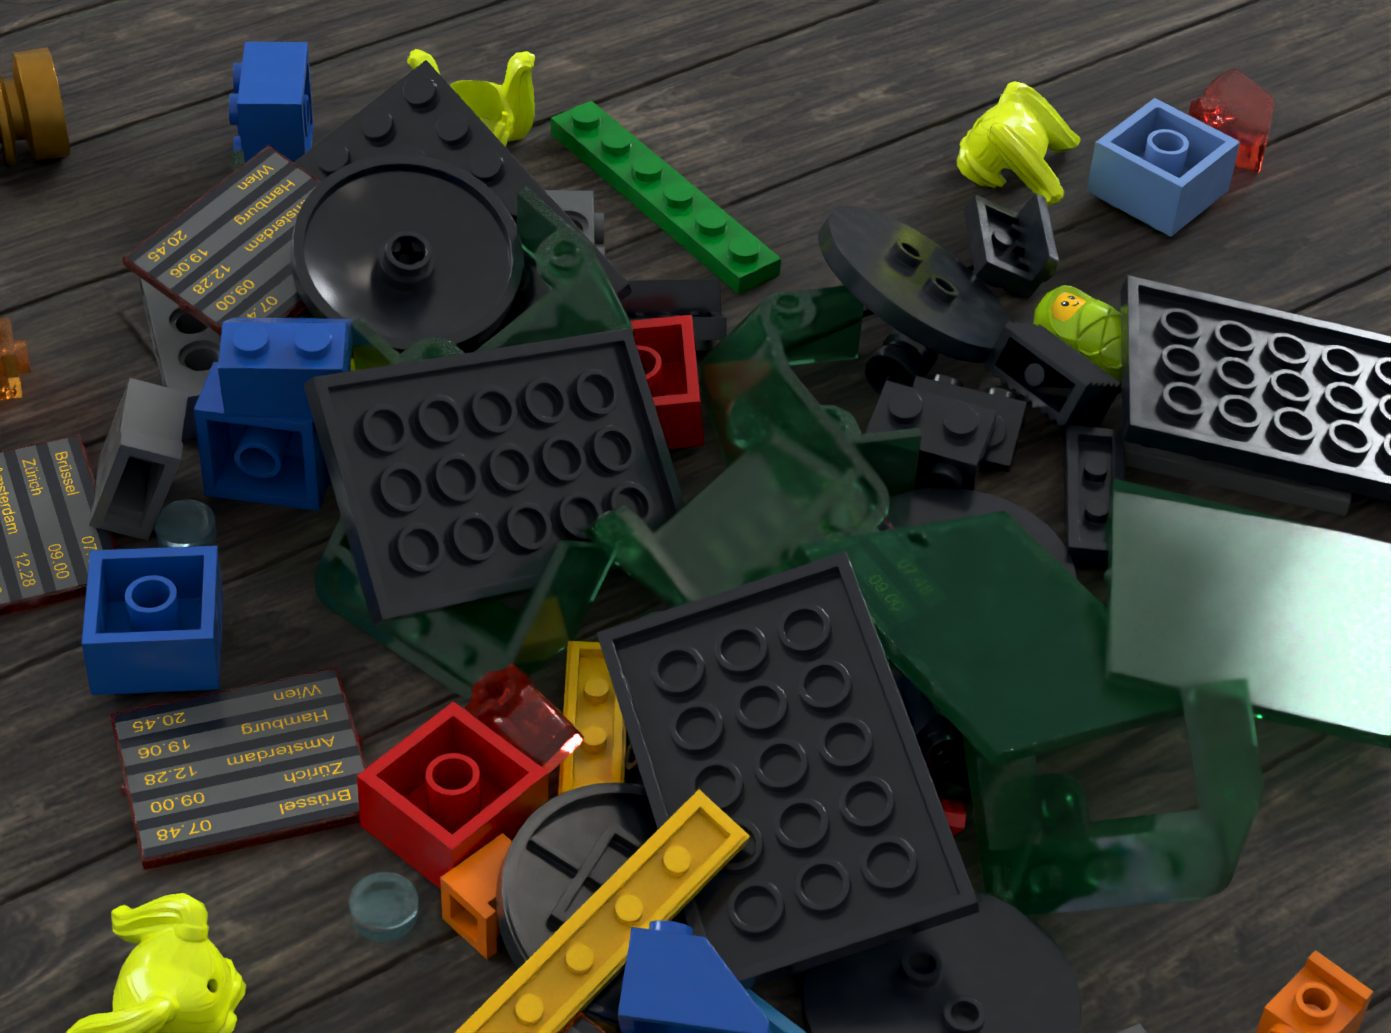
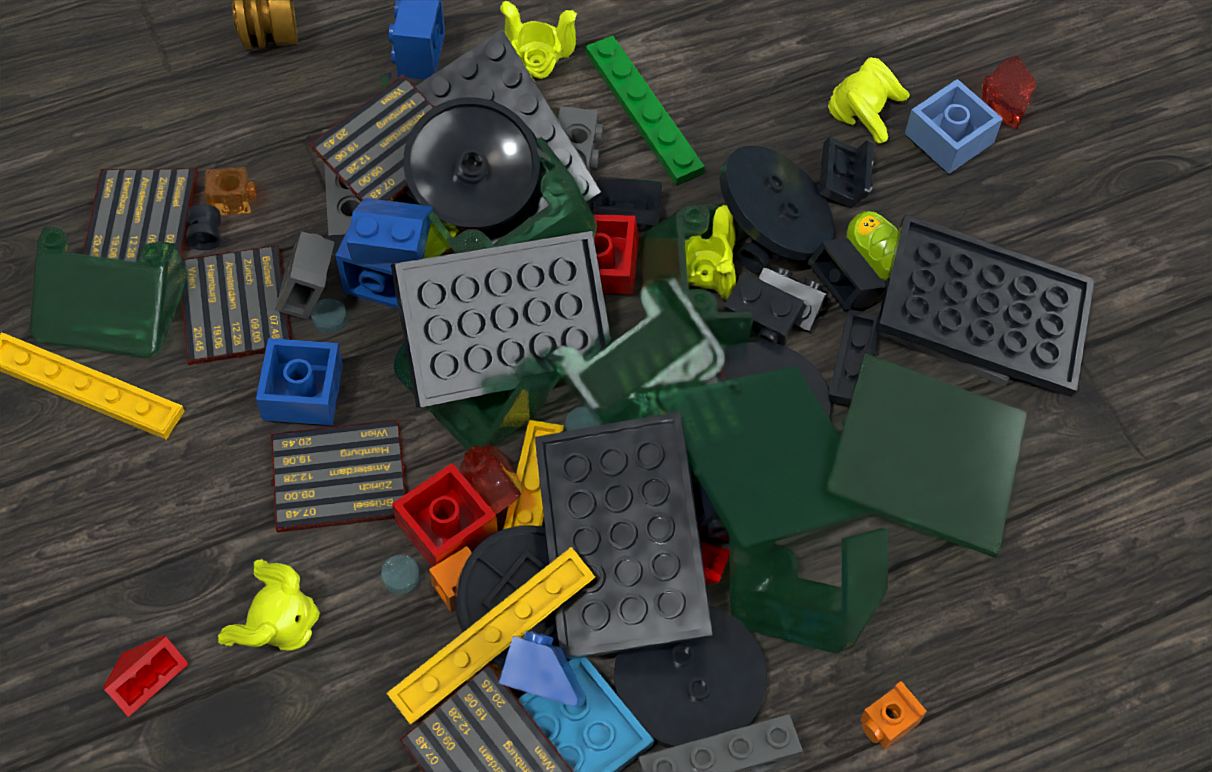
camera: 10 degrees right, 15 degrees up
(833, 367) = (713, 256): none -> neon yellow hair

